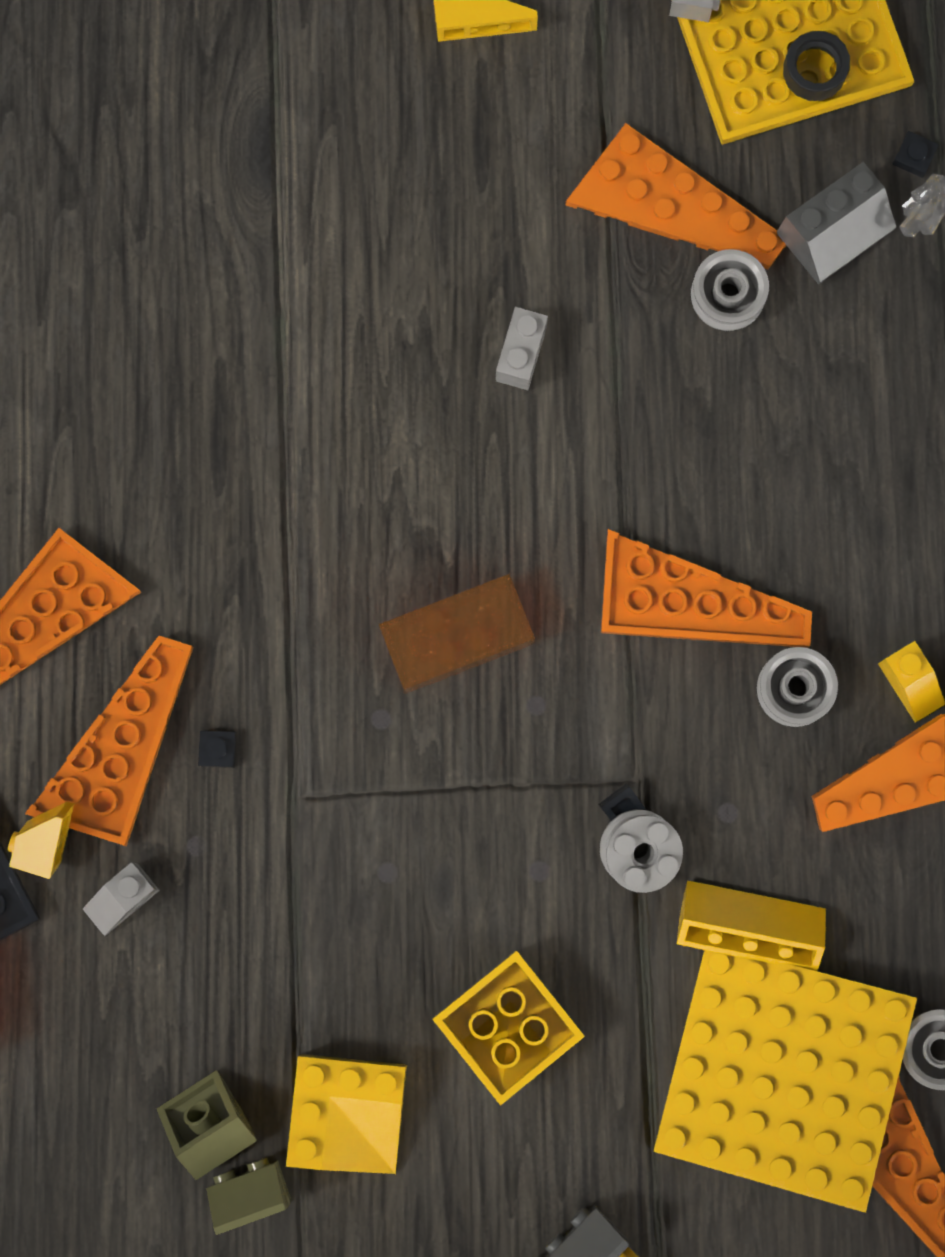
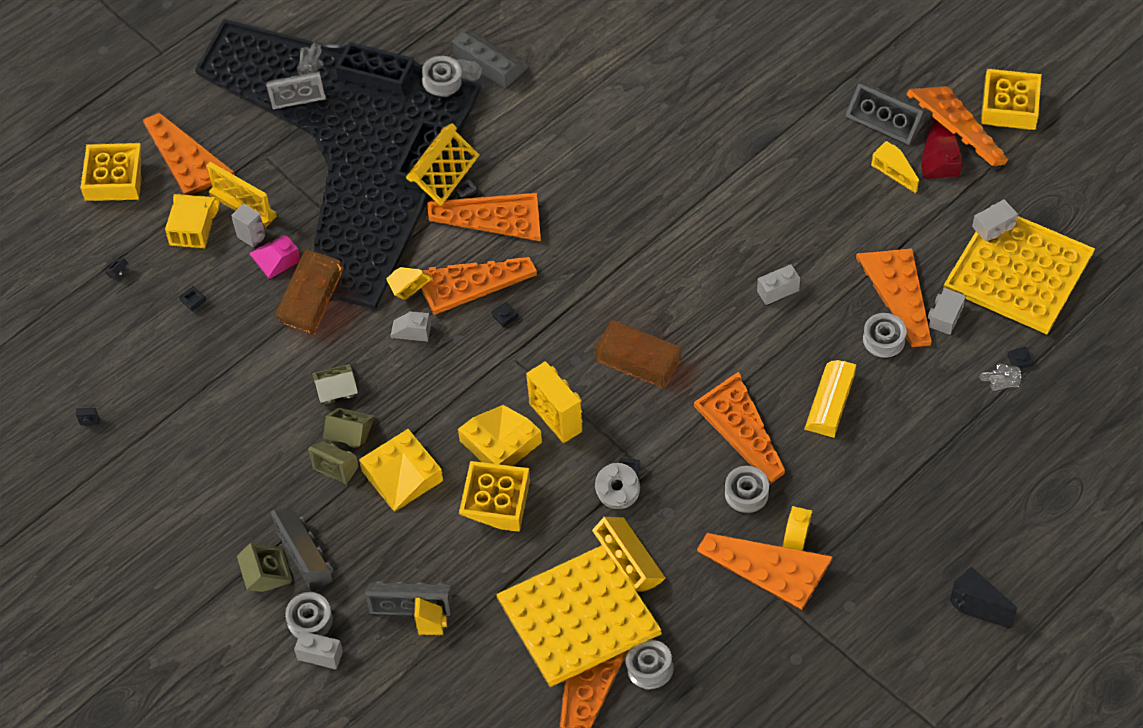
camera: 50 degrees right, 25 degrees down
(115, 1084) = (335, 384): none -> slope
(415, 934) = (500, 436): none -> yellow slope
(445, 822) = (554, 402): none -> yellow slope
(755, 448) = (831, 398): none -> yellow brick
(764, 175) = (946, 311): none -> light grey brick
(825, 42) = (1010, 276): black tyre -> none
(838, 223) = (957, 349): dark grey slope -> none

